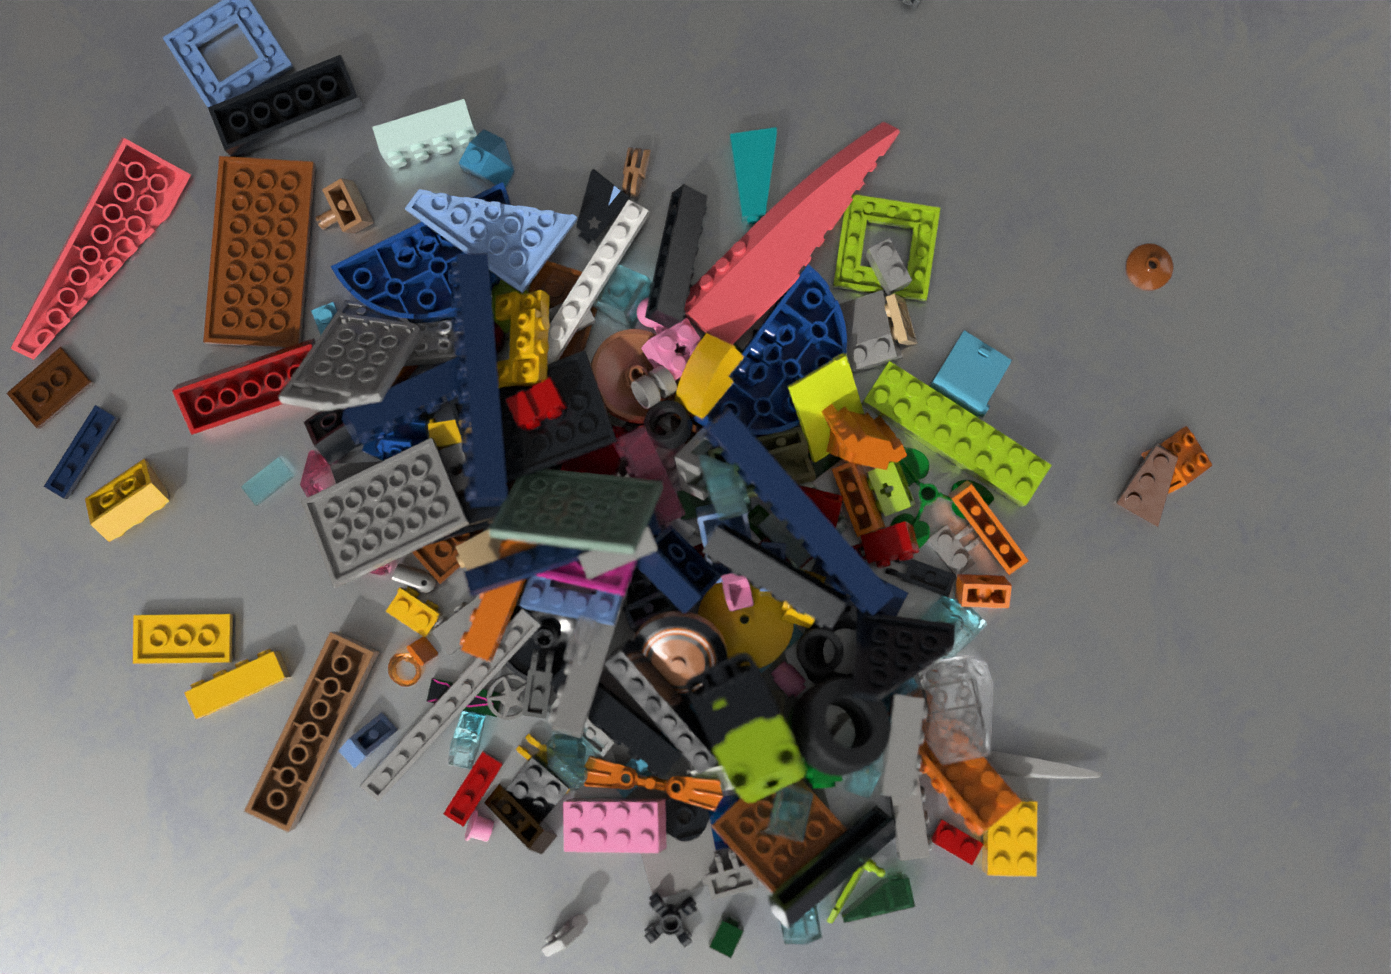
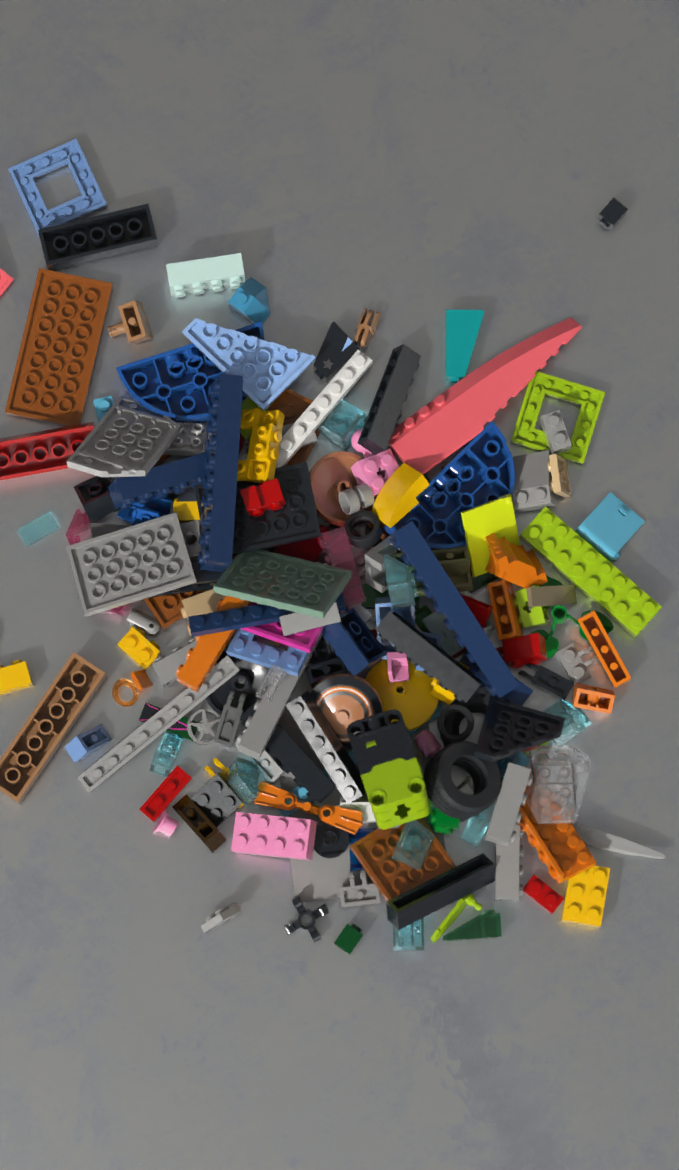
camera: 10 degrees right, 5 degrees down
(913, 472) = (551, 595): none -> dark tan tile

